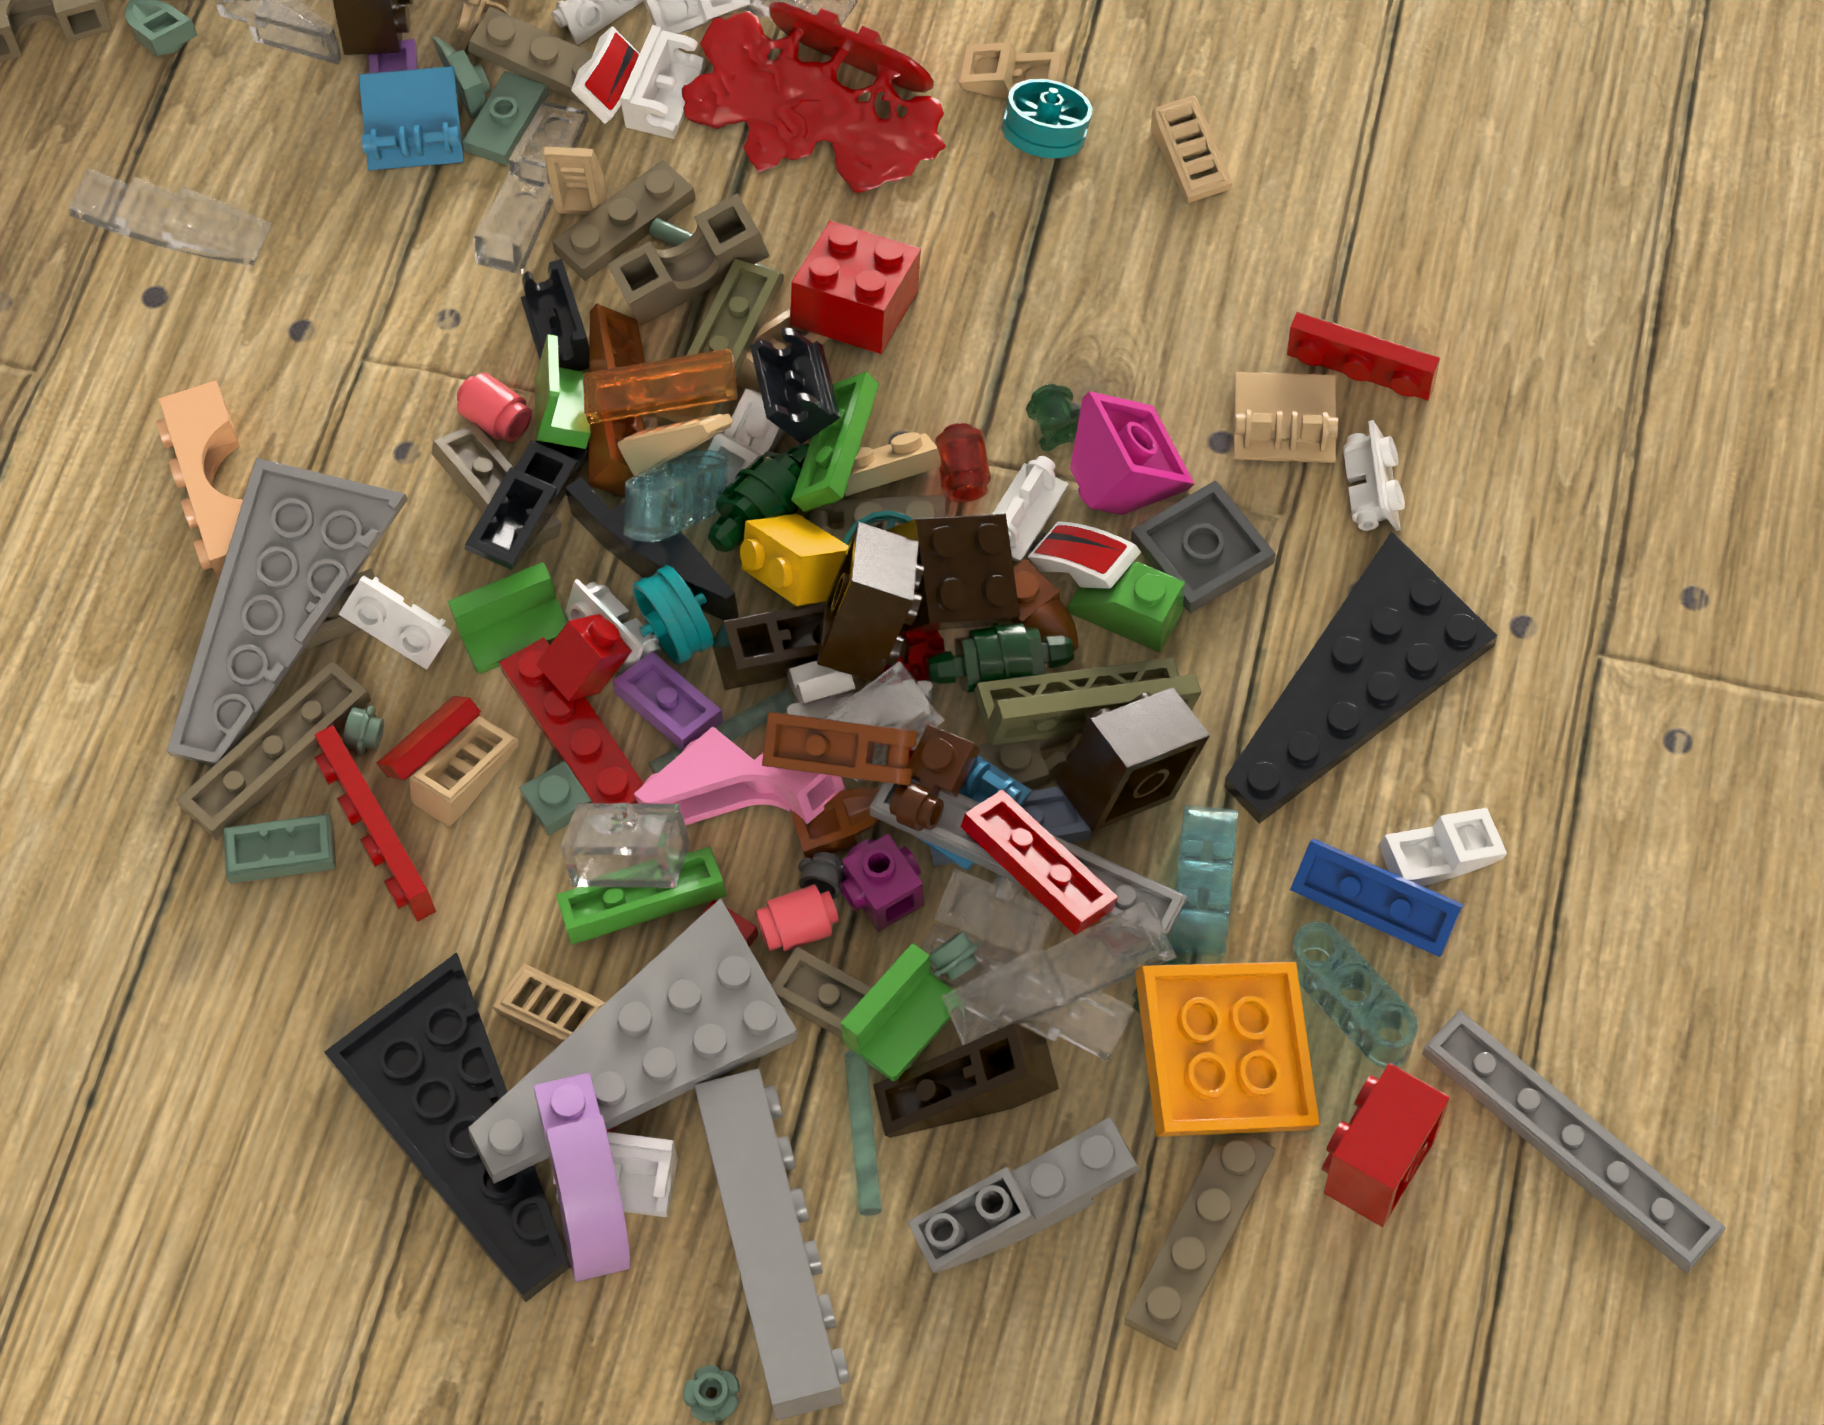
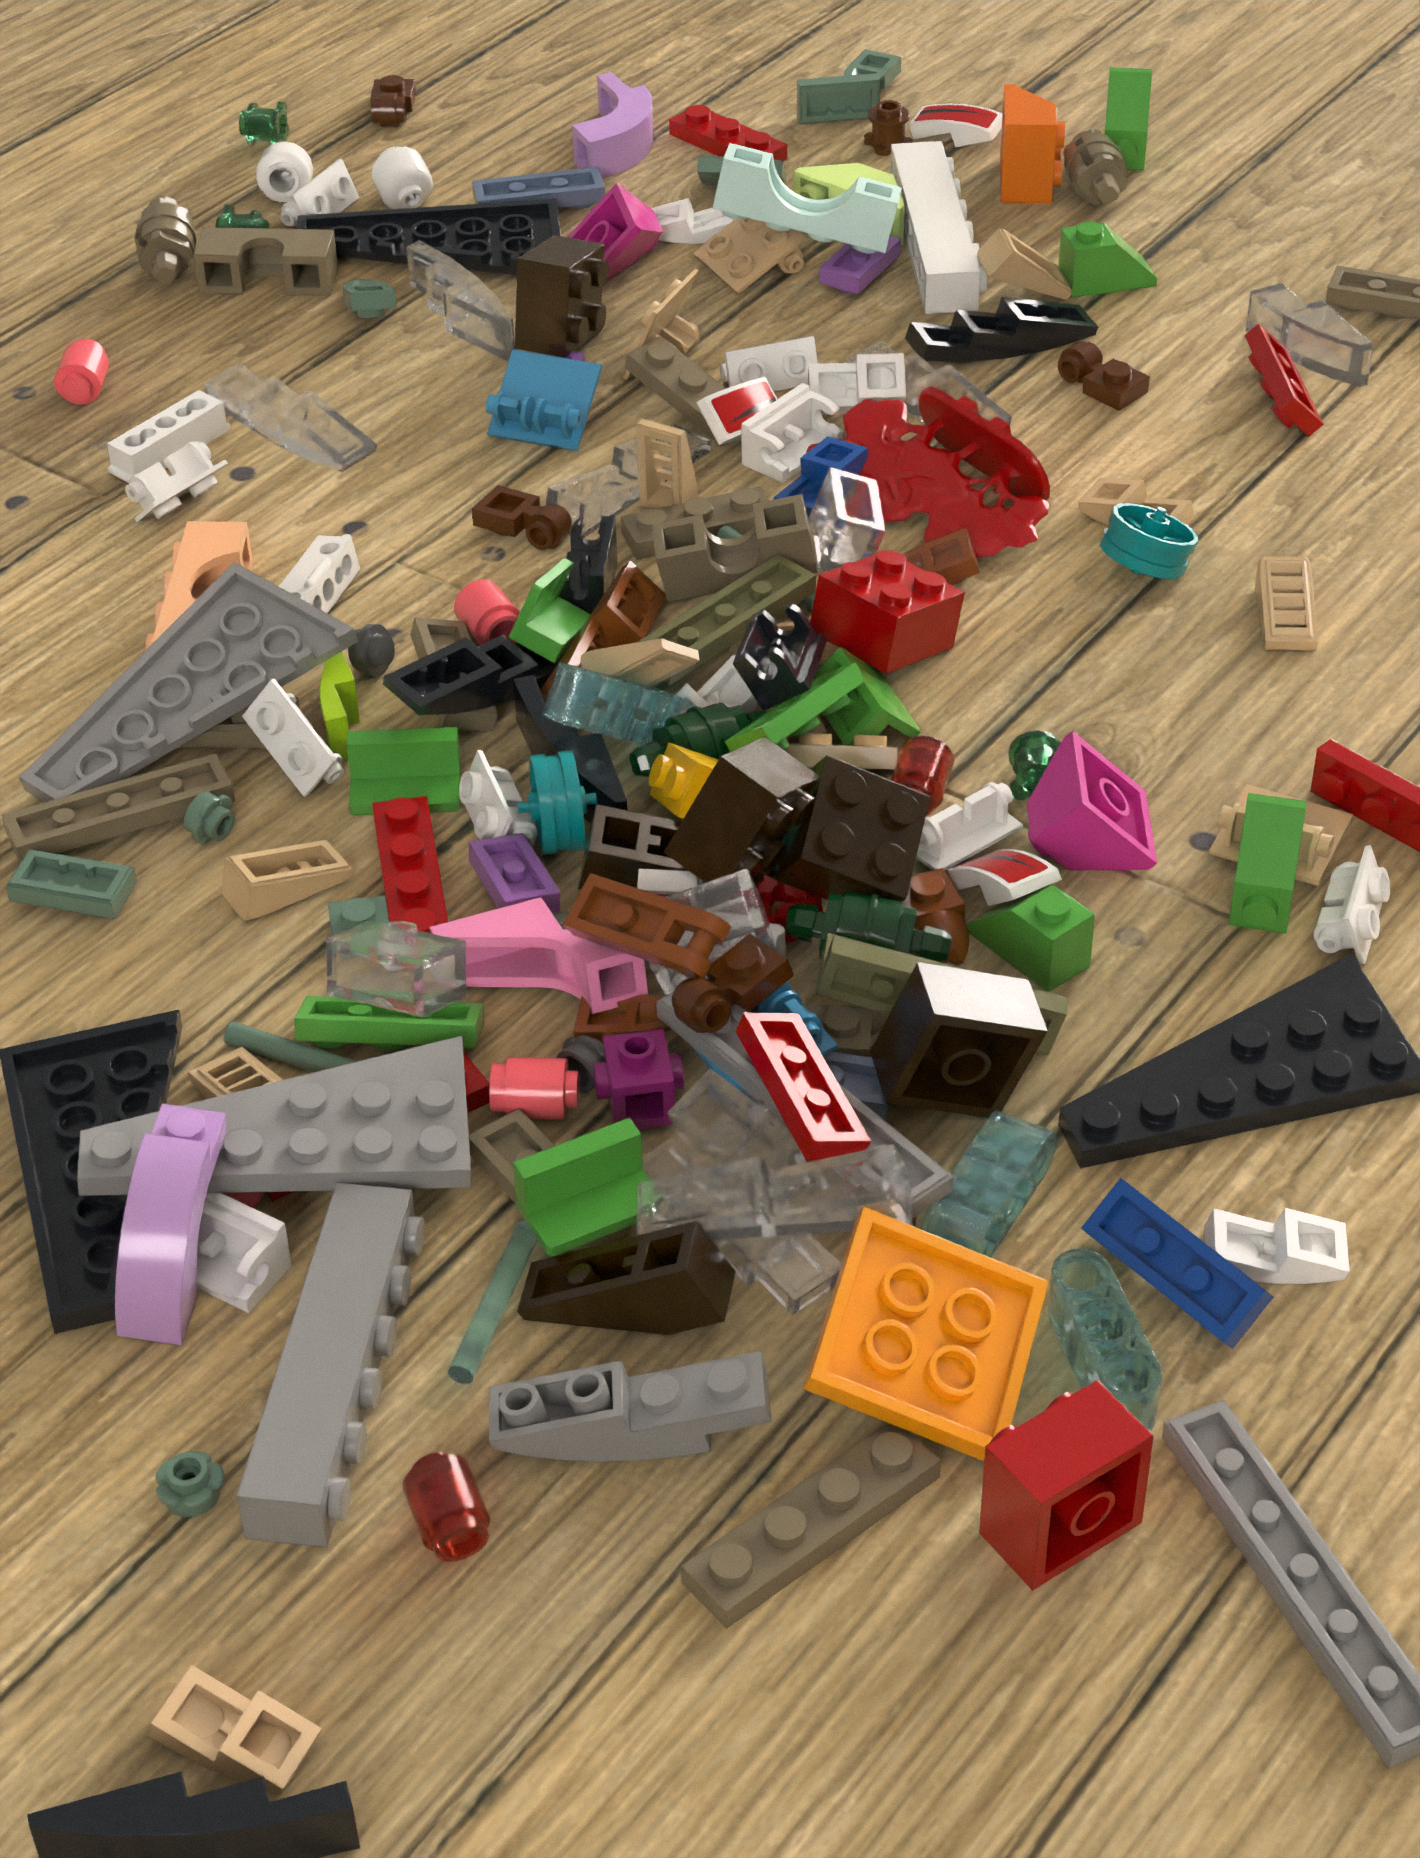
camera: 20 degrees right, 20 degrees down
(63, 284) = (166, 434): none -> white piece
(102, 358) = (190, 473): none -> white hinge
(310, 418) = (323, 571): none -> white piece
(381, 842) = (169, 902): red plate -> none
(409, 480) = (372, 651): none -> dark grey plate
(411, 560) = (338, 703): none -> lime slope
(429, 738) = (275, 834): red tile -> none
(448, 268) = (511, 511): none -> reddish brown plate
(470, 80) = (614, 390): sand green plate -> none
(505, 117) = (623, 424): sand green plate -> none
(581, 952) = (281, 1048): none -> sand green bar
(584, 657) = (450, 809): red brick -> none
(659, 386) = (647, 619): clear orange tile -> none
(717, 135) = (815, 466): none -> blue slope
(773, 189) = (846, 520): none -> clear brick
(865, 201) = (948, 556): none -> dark orange plate
(895, 396) = (871, 704): none -> bright green panel
(925, 1337) = (447, 1506): none -> clear red brick
(954, 956) = (671, 1151): sand green plate -> none
(1204, 545) = (1140, 909): dark grey plate -> none
(1297, 471) = (1267, 863): none -> bright green slope

